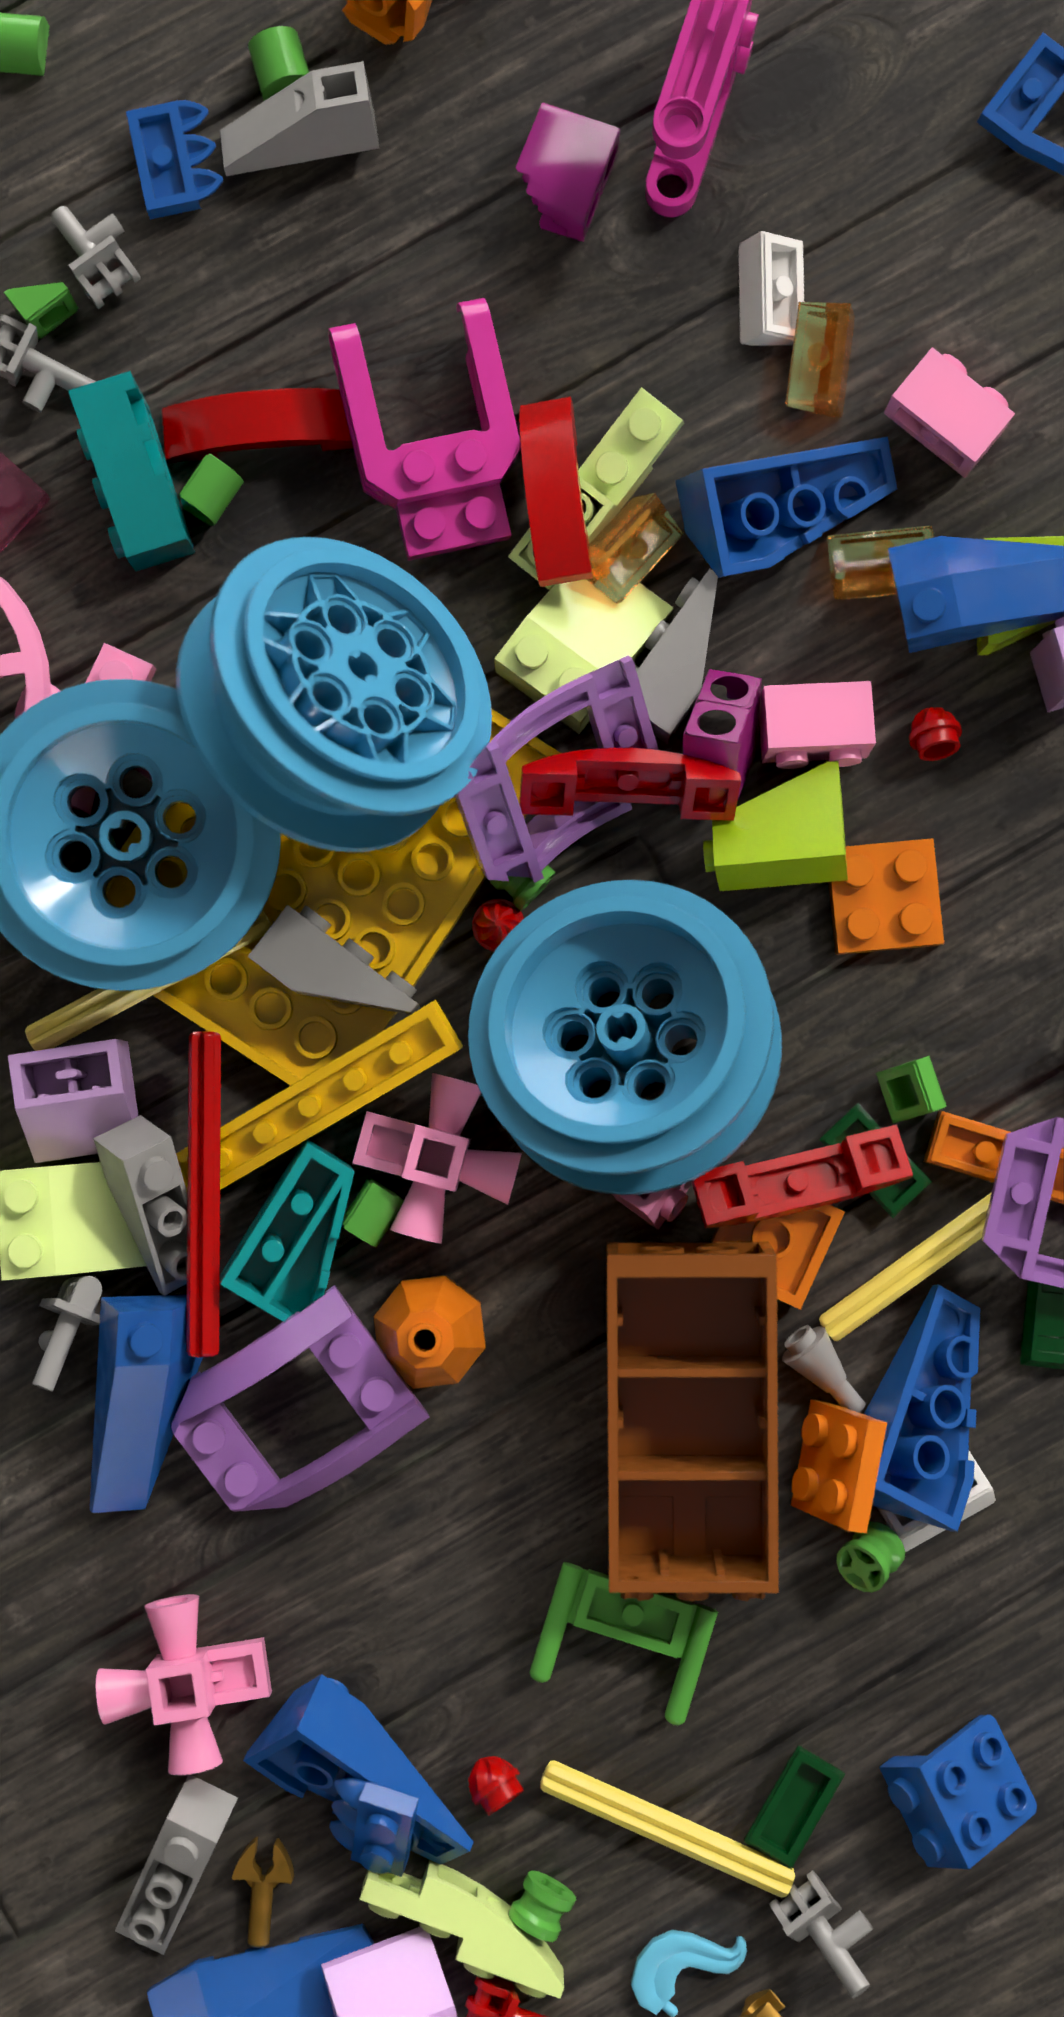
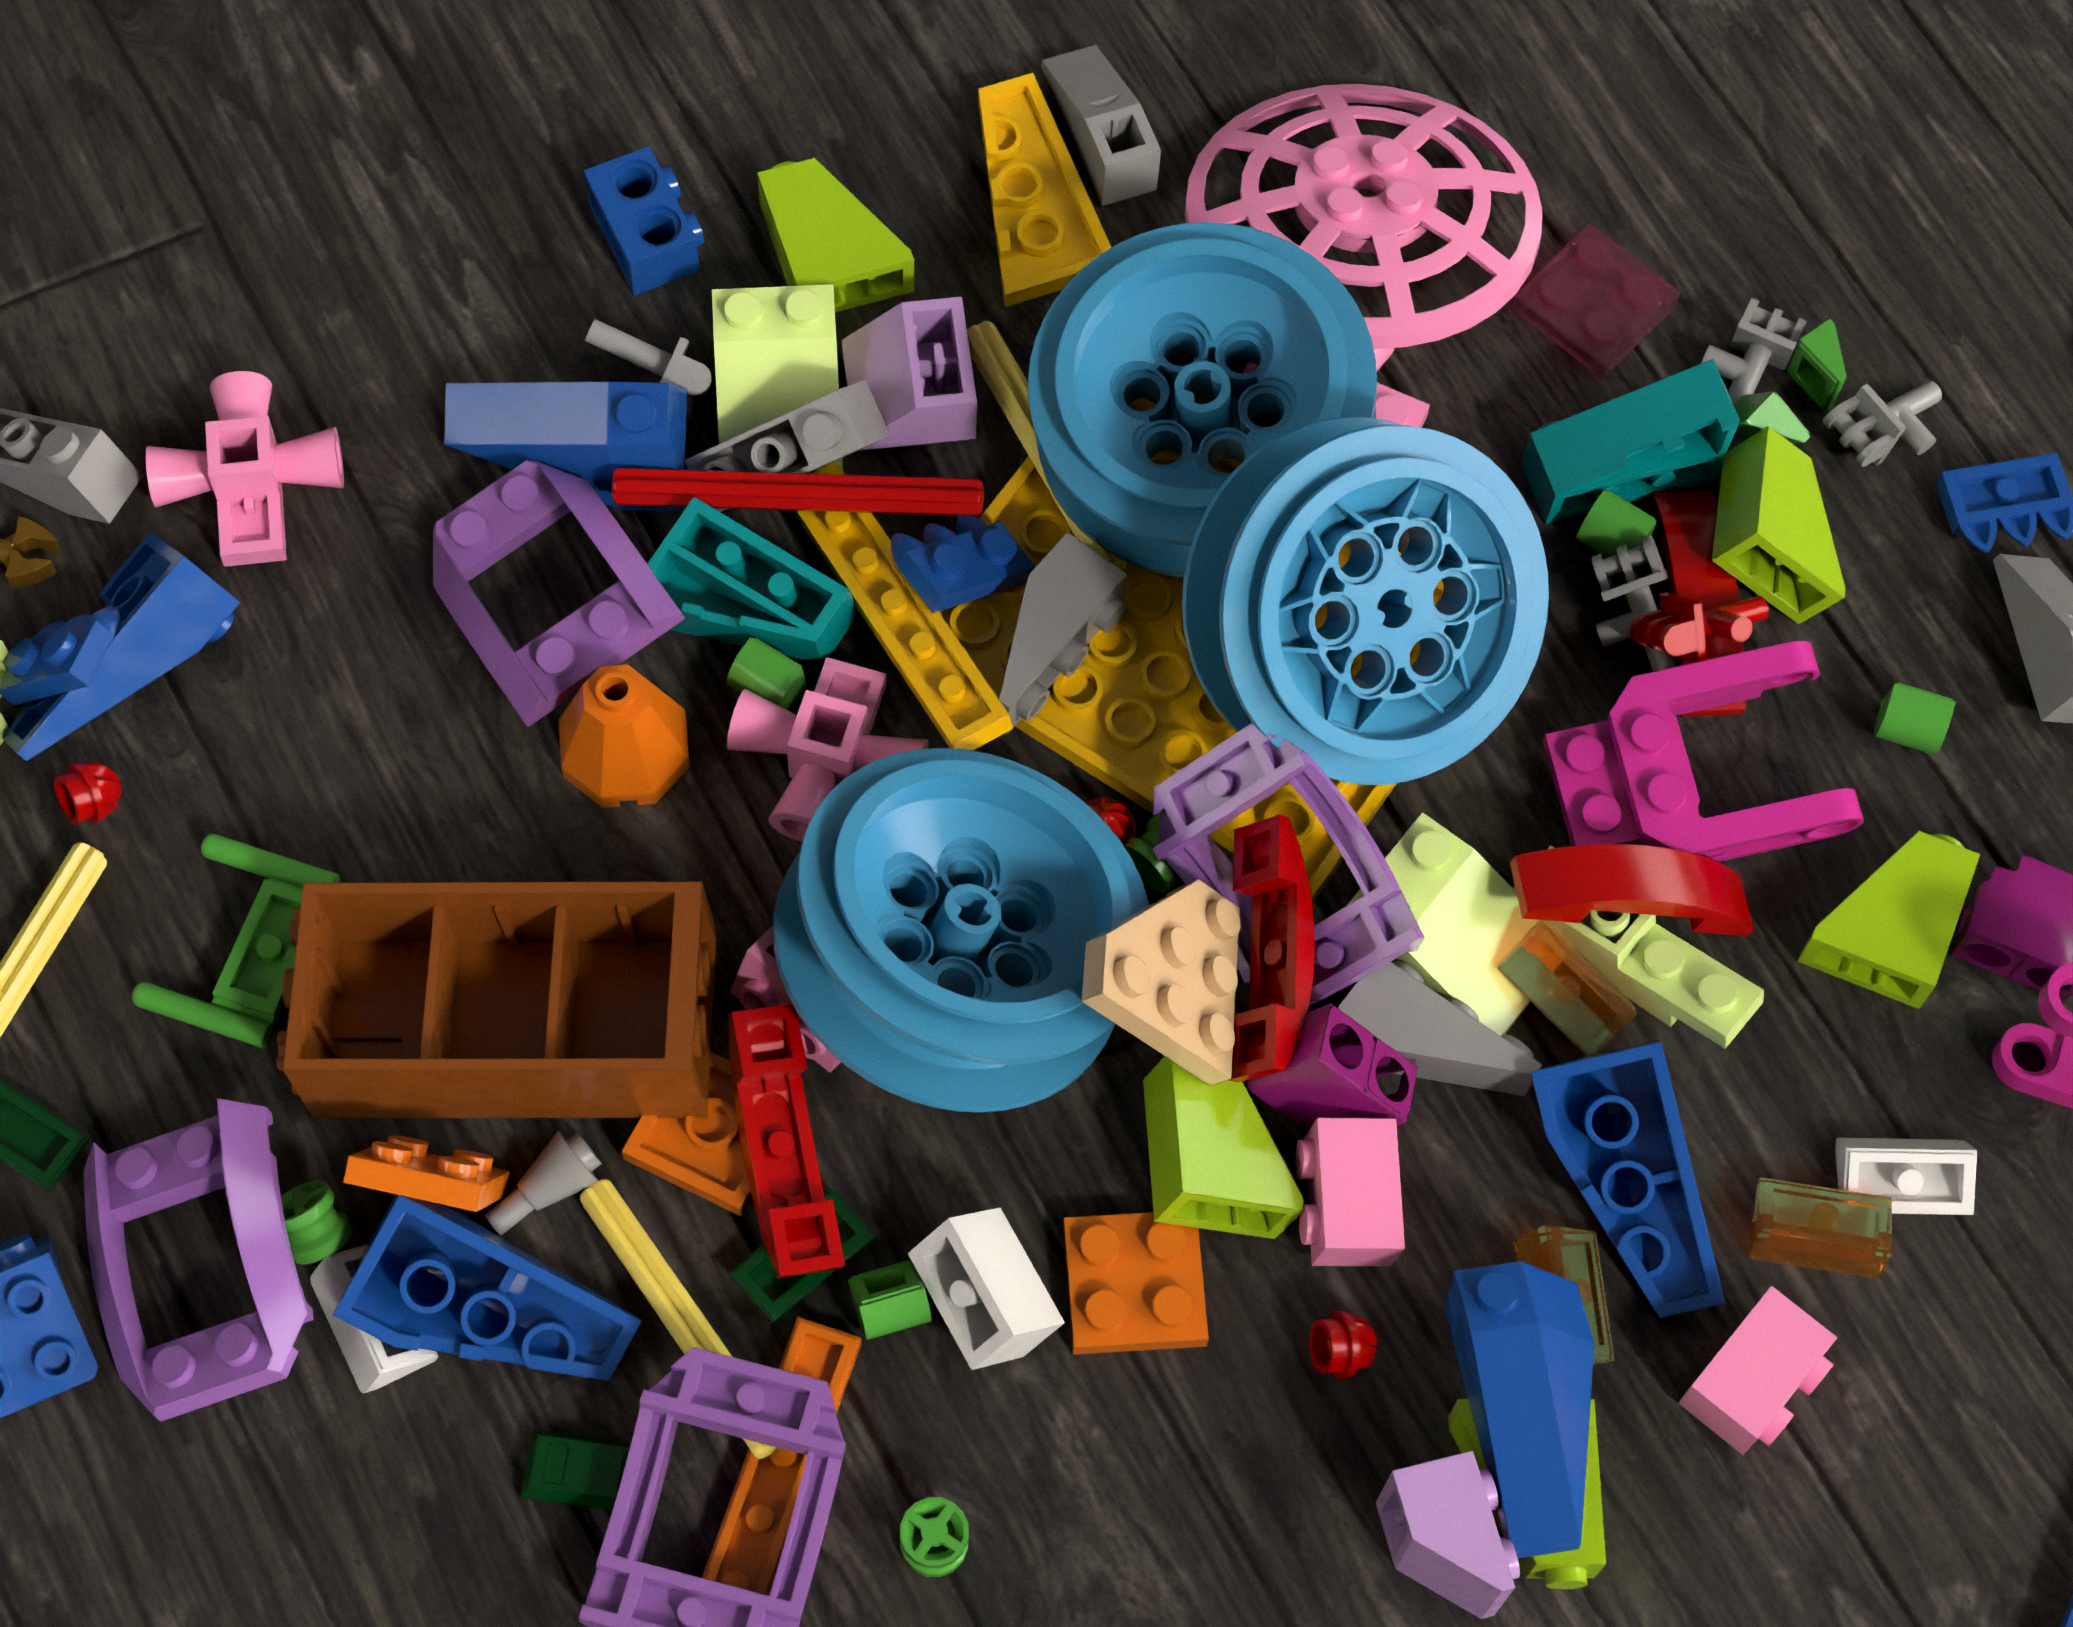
camera: 85 degrees right, 20 degrees down
(101, 354) = (1765, 410): none -> slope
(206, 353) = (1776, 527): none -> lime slope
(262, 476) = (1636, 592): none -> light grey arm
(272, 1048) = (961, 565): none -> blue plate
(316, 437) = (1682, 625): none -> red arm
(381, 253) = (1914, 718): none -> bright green brick
(560, 276) = (1898, 921): none -> lime slope
(666, 861) = (1172, 978): none -> tan plate
(829, 1663) = (169, 1170): none -> medium lavender wedge
(908, 1012) = (985, 1288): none -> white brick

